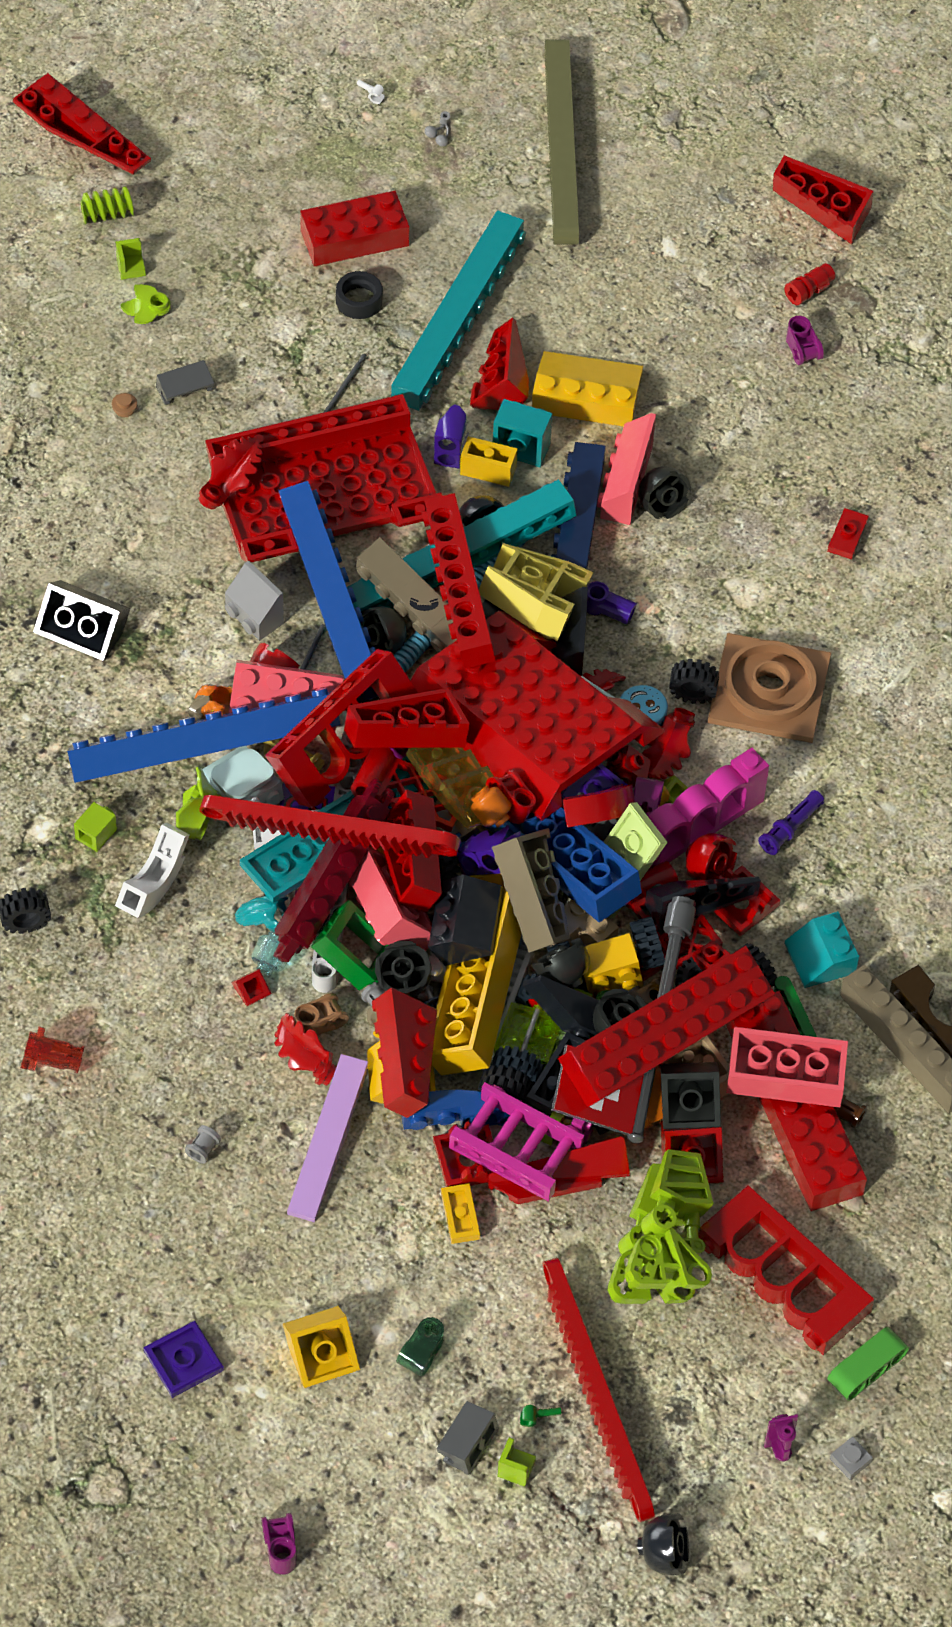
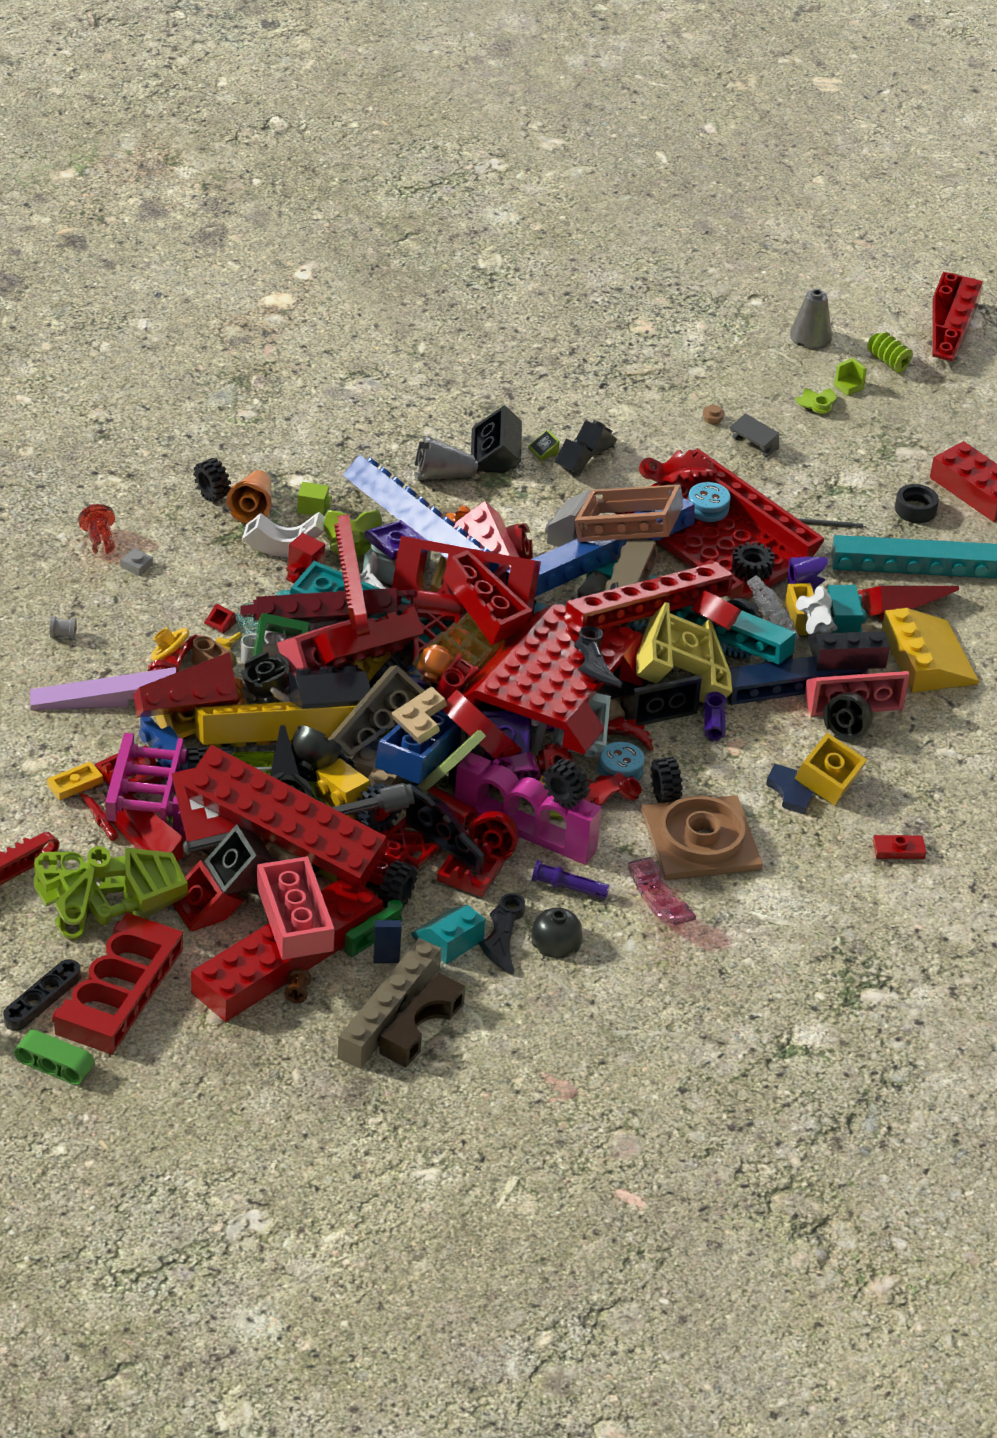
camera: 65 degrees right, 15 degrees down
(27, 251) = (813, 321): none -> flat silver cone
(68, 881) = (250, 497): none -> orange cone
(94, 683) = (442, 461): none -> flat silver cone
(104, 576) = (545, 446): none -> slope
(114, 1036) = (136, 561): none -> light grey plate
(130, 532) = (590, 441): none -> black arch
(216, 870) = (302, 554): none -> red brick
(240, 769) = (388, 536): none -> dark purple tile
(275, 1044) = (168, 642): none -> yellow piece
(289, 466) = (710, 501): none -> medium azure head
(297, 996) = (228, 642): none -> yellow hand
(346, 559) = (629, 526): none -> nougat window
(403, 459) = (745, 555): none -> black tyre
(497, 484) = (770, 604): none -> clear gear
(500, 531) = (716, 610): none -> red slope
(523, 445) = (818, 611): none -> white animal
(525, 1208) = (100, 817): none -> red piece
(561, 668) = (594, 663): none -> black piece
(574, 856) = (416, 714): none -> tan plate
(580, 446) = (849, 650): none -> black slope
(720, 586) = (792, 793): none -> dark blue tile
(730, 761) = (566, 783): none -> black tyre
(736, 539) = (830, 769): none -> yellow brick
(769, 1347) = (46, 997): none -> black beam
(817, 899) = (497, 944): none -> black piece
(832, 1008) = (387, 941): none -> dark blue tile
(843, 757) = (657, 895): none -> clear pink slope
(858, 861) = (557, 933): none -> pearl dark grey cylinder

